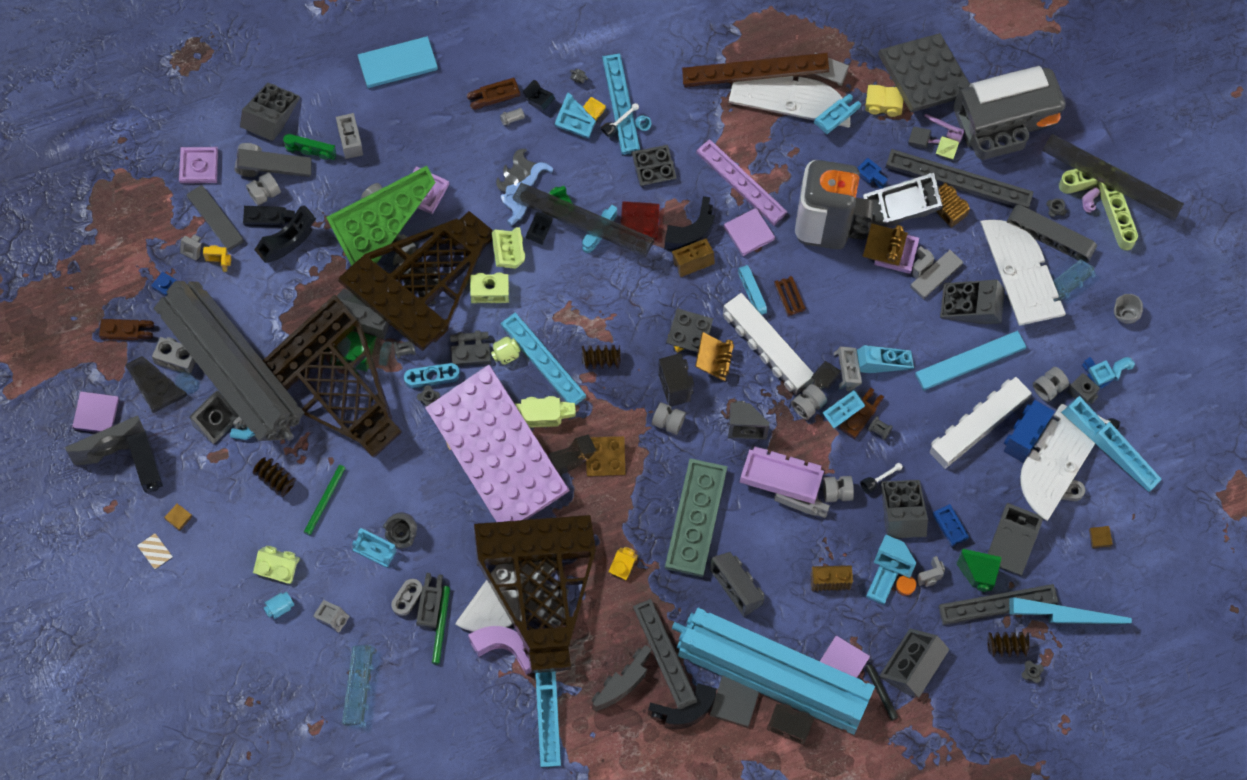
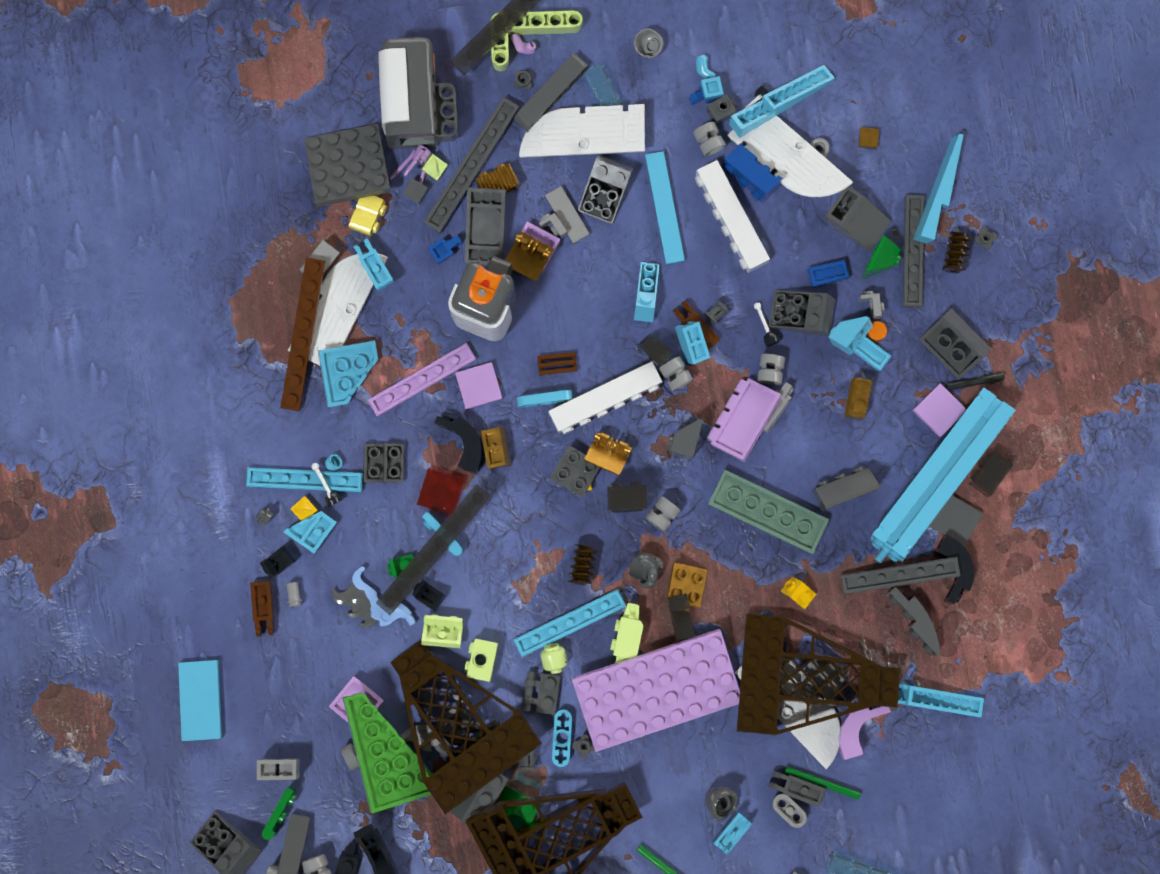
camera: 75 degrees left, 15 degrees up
(612, 414) = (646, 569): none -> dark grey hair
(732, 112) = (345, 370): none -> medium azure plate
(849, 367) = (650, 325): light grey hinge -> none

